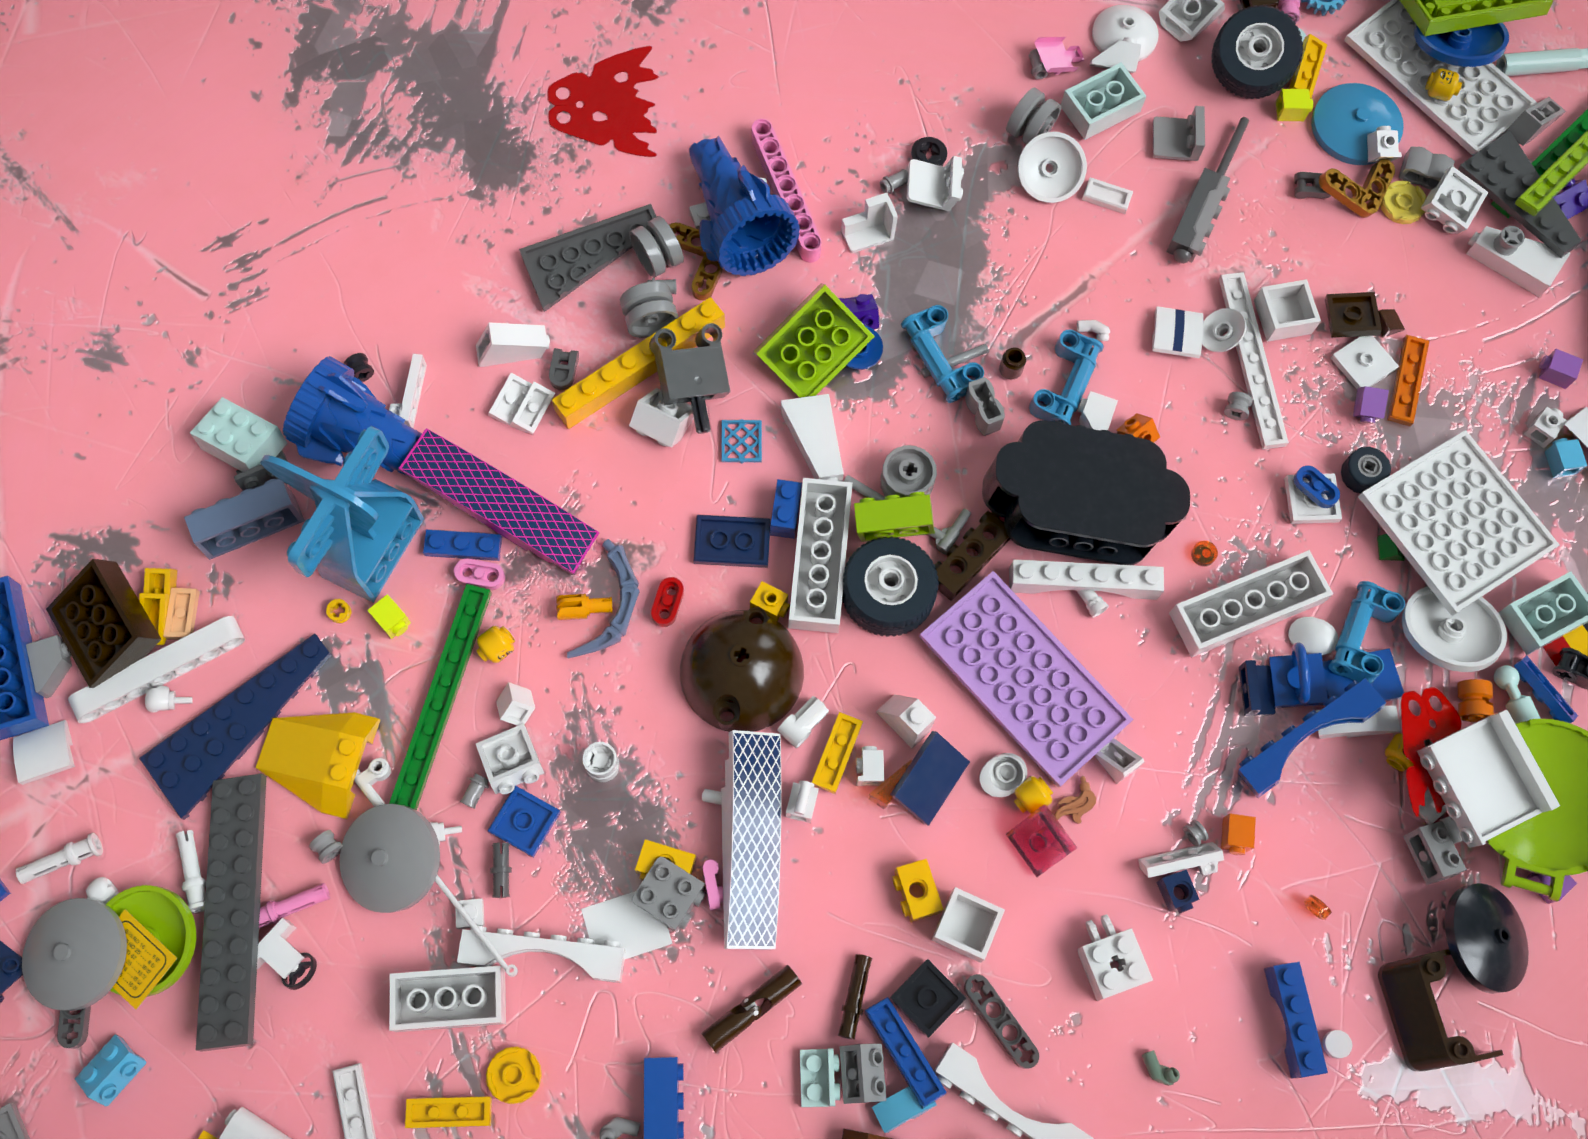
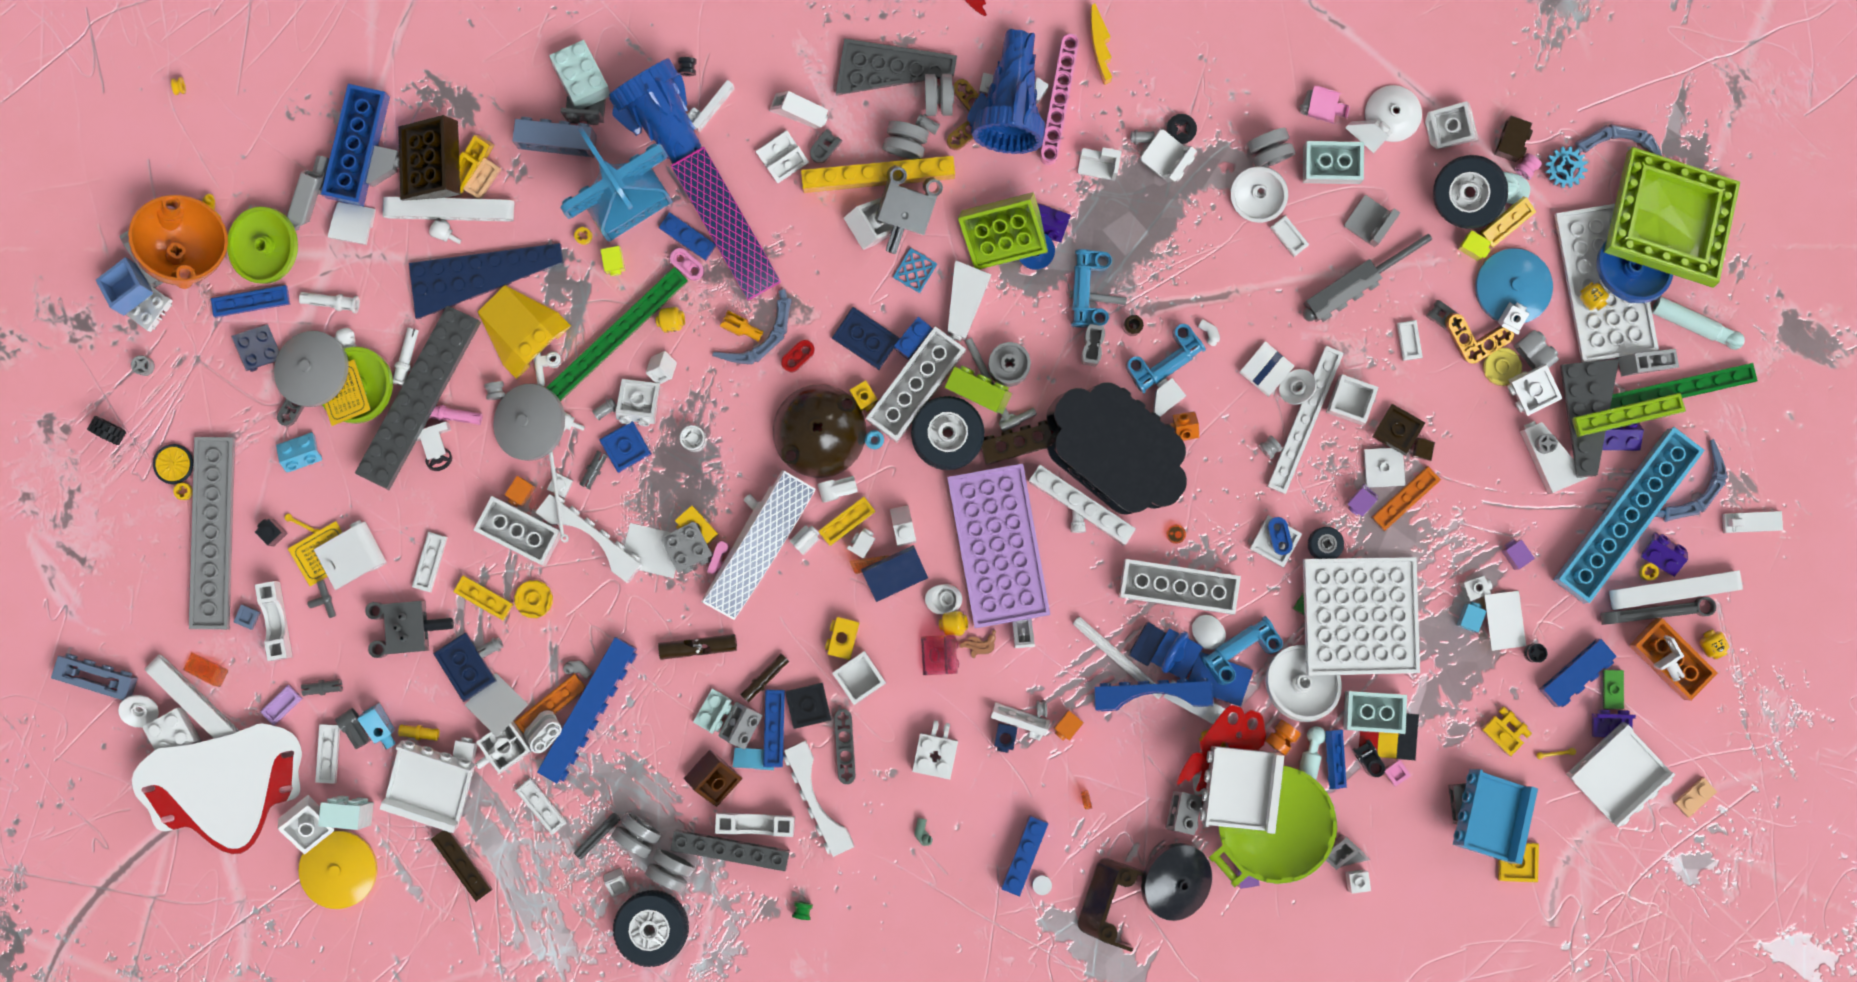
camera: 35 degrees right, 15 degrees up
(423, 950) = (519, 491): none -> orange brick
(788, 113) = (1100, 37): none -> yellow slope
(810, 636) = (869, 435): none -> medium azure plate
(1227, 721) = (1112, 652): none -> white axle
(1296, 227) = (1409, 340): none -> white tile

